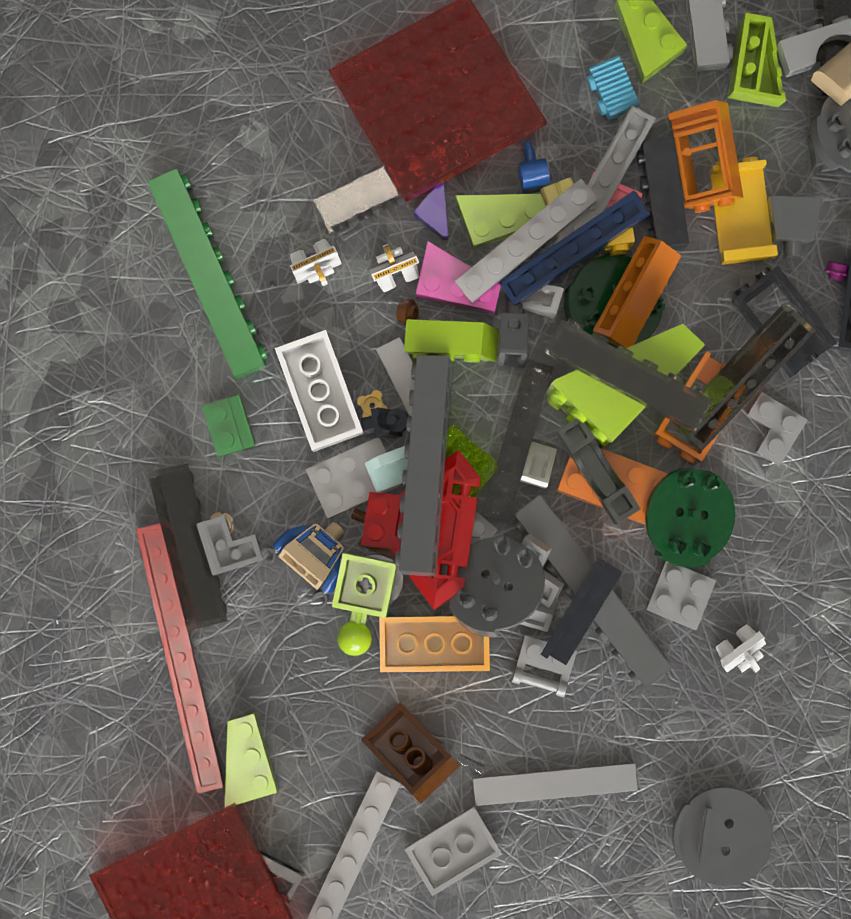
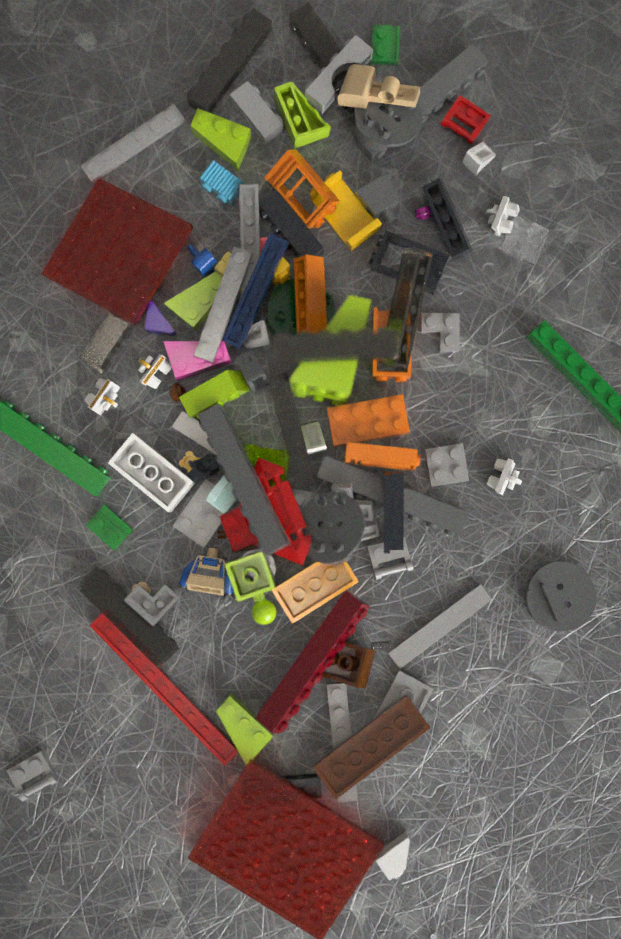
camera: 35 degrees left, 0 degrees up
(376, 733) = (312, 662): none -> dark red brick
(386, 876) = (371, 747): none -> reddish brown plate
(597, 472) = (342, 415): pearl dark grey arch -> none
(607, 537) = (381, 456): none -> orange door
(688, 538) = (430, 428): dark green piece -> none

